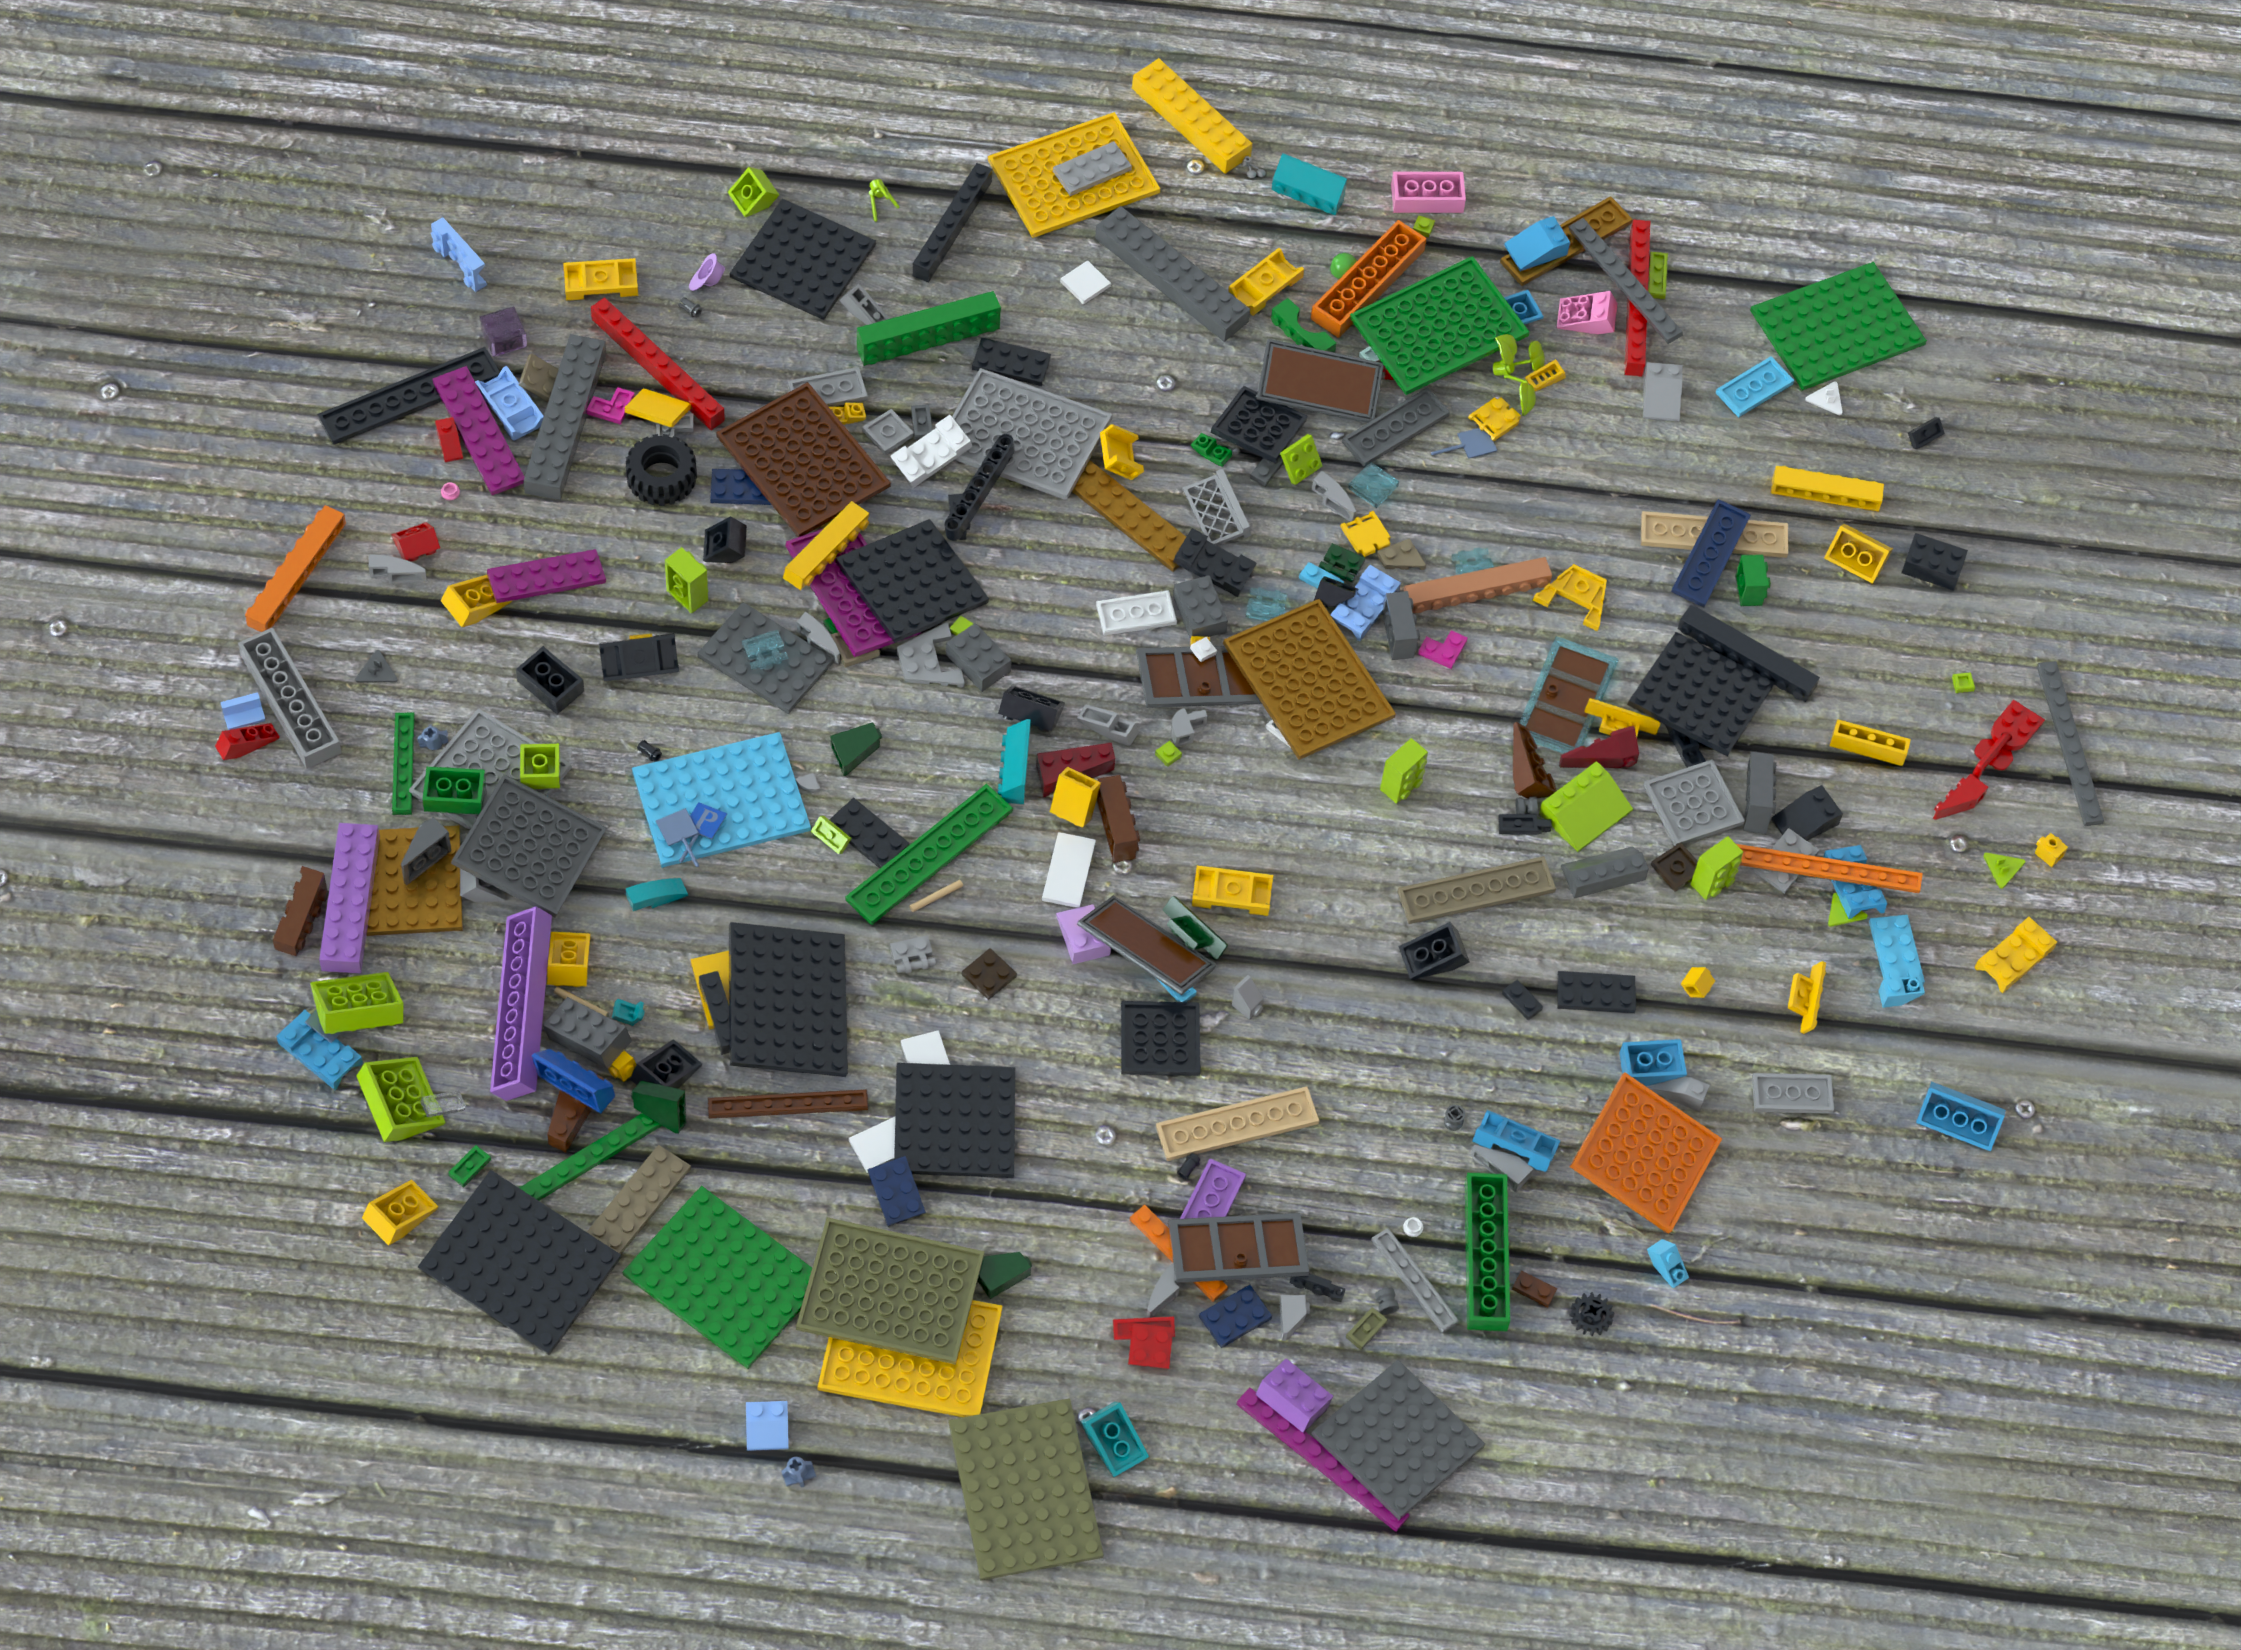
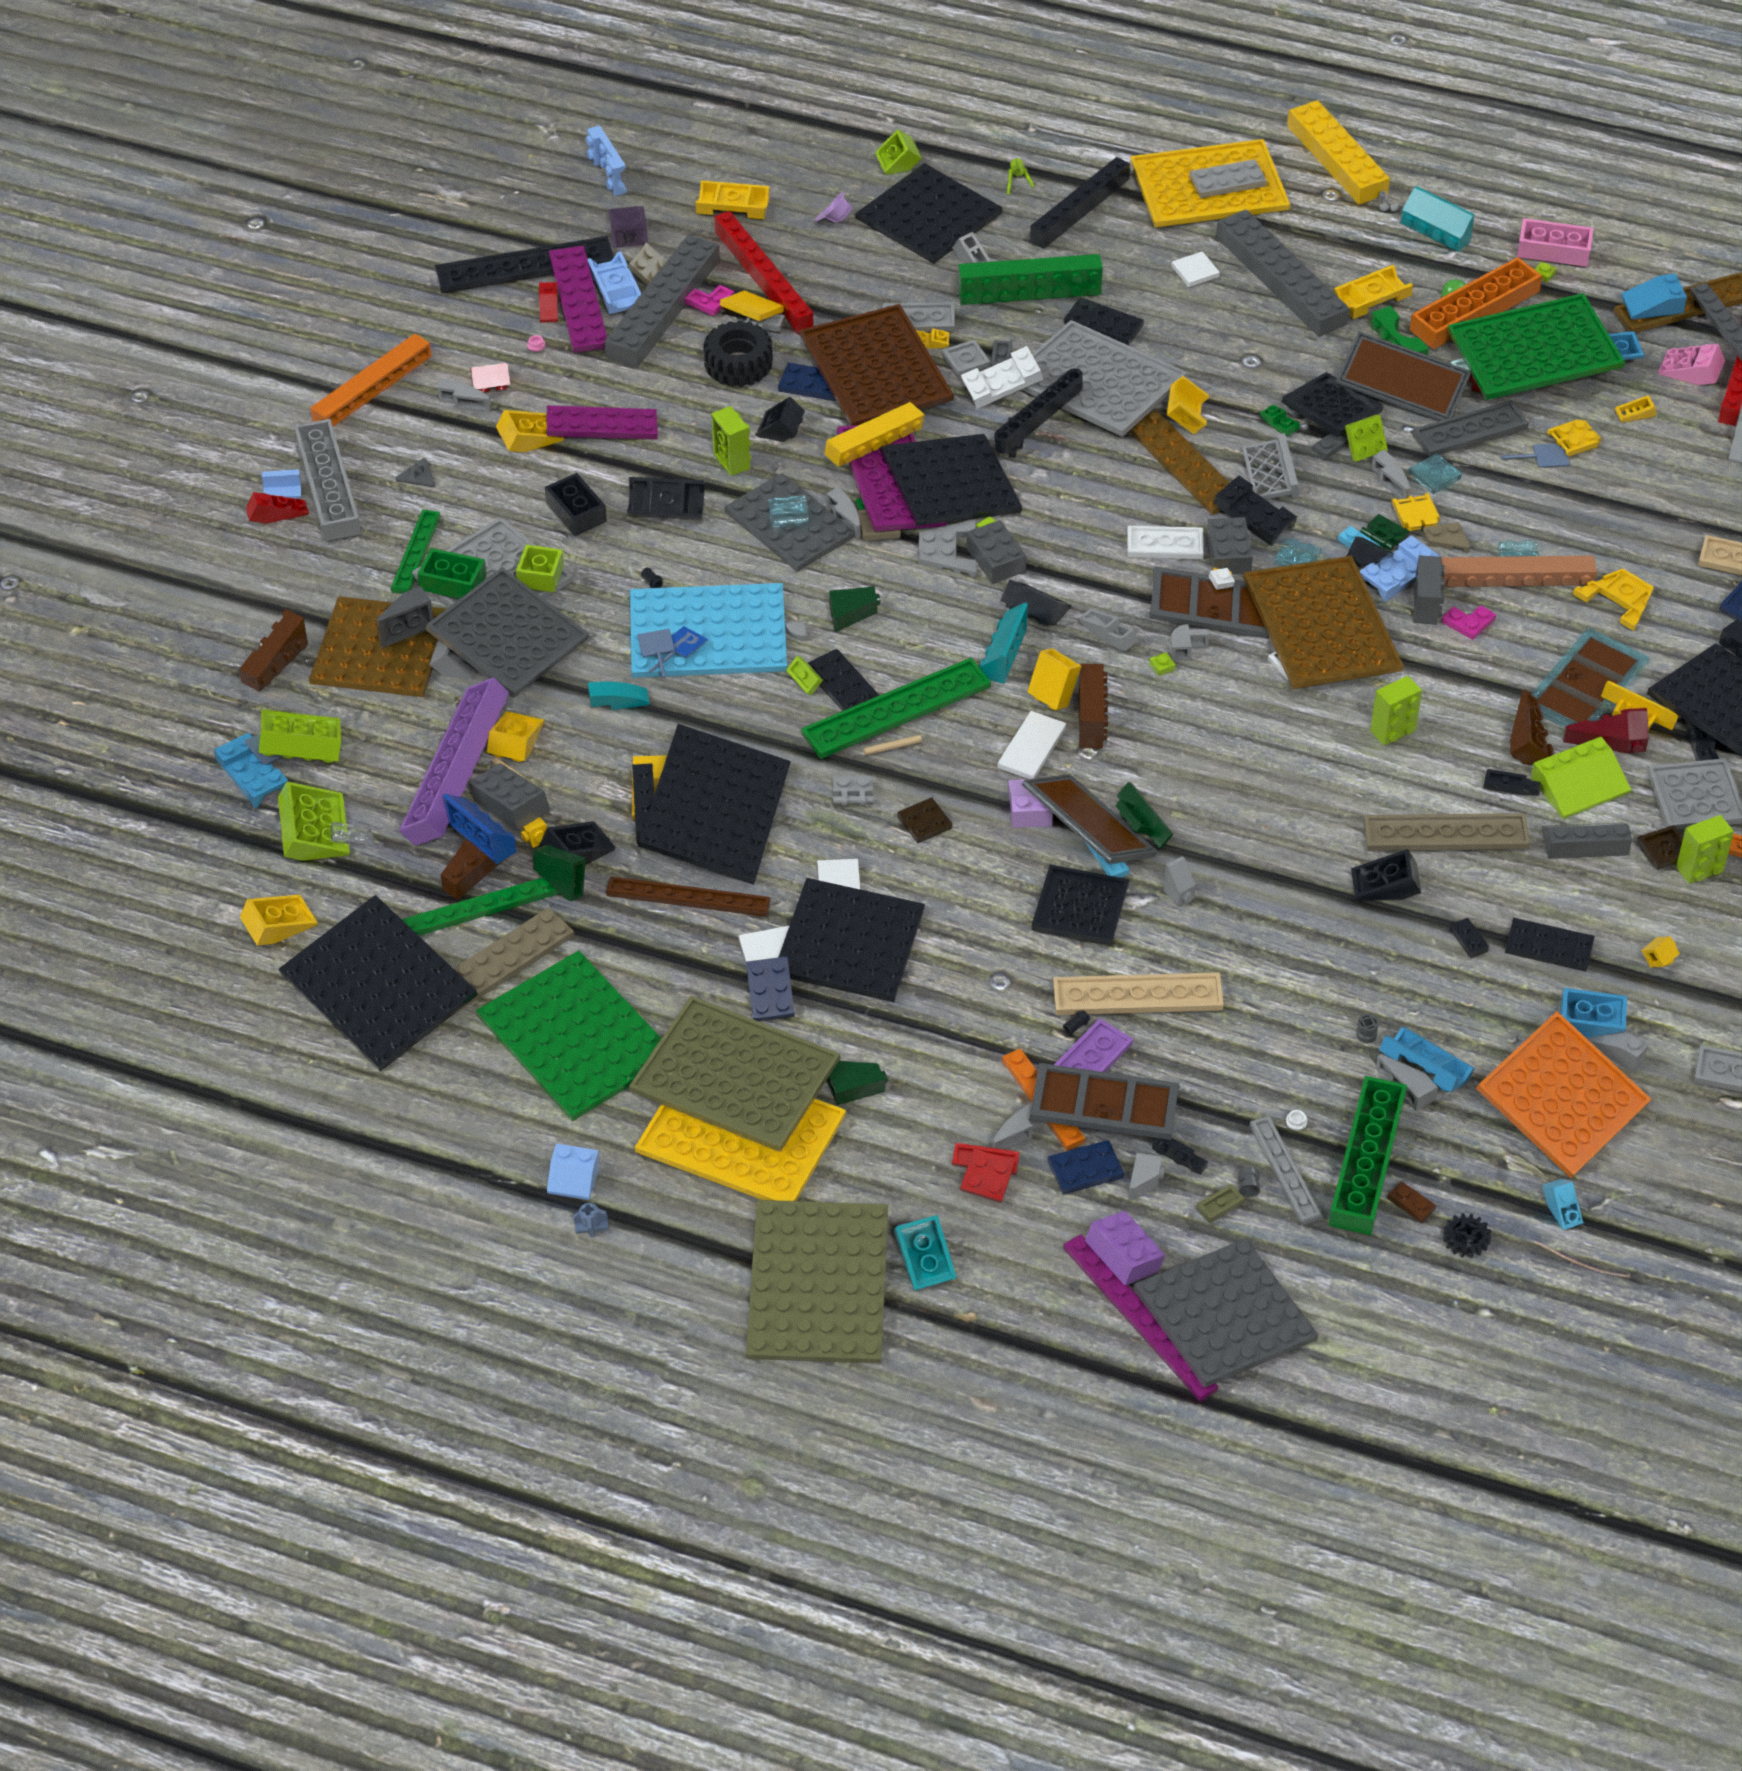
camera: 20 degrees right, 10 degrees down
(349, 898) = (322, 646): medium lavender brick -> none
(432, 738) = (449, 534): sand blue piece -> none
(469, 1166) = (358, 892): green plate -> none
(628, 1012) = (556, 789): teal bracket -> none
(690, 307) = (812, 236): dark grey pin -> none
(1088, 760) = (1079, 650): dark red wedge -> none
(1232, 889) = (1193, 787): yellow piece -> none
(1505, 367) = (1598, 373): lime plant -> none
(1526, 806) = (1523, 766): dark grey wheel -> none

